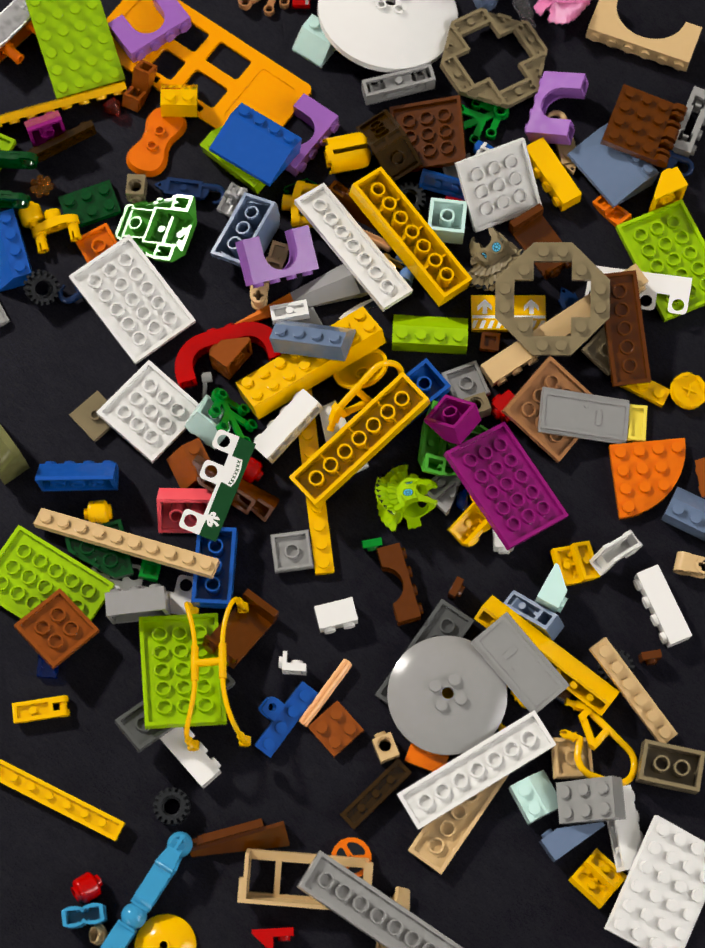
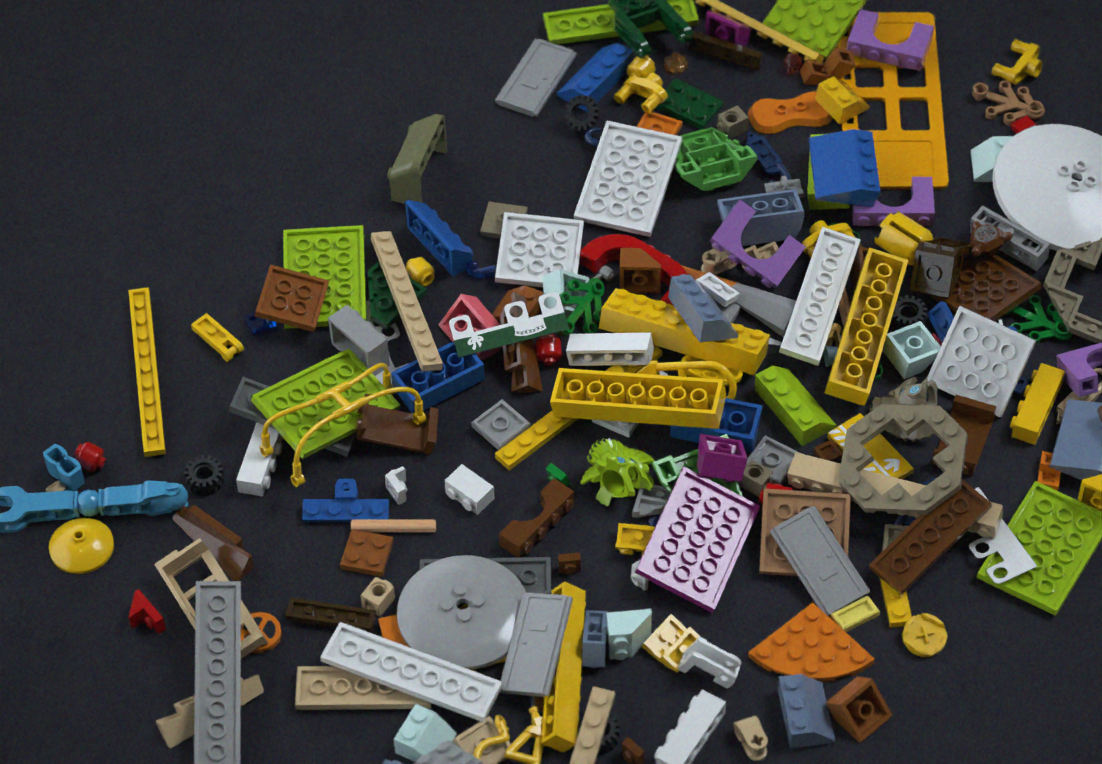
camera: 55 degrees right, 20 degrees down
(131, 468) = (480, 272): none -> clear blue arm
(149, 571) = (397, 336): green plate -> none
(394, 100) = (987, 239): none -> reddish brown rock

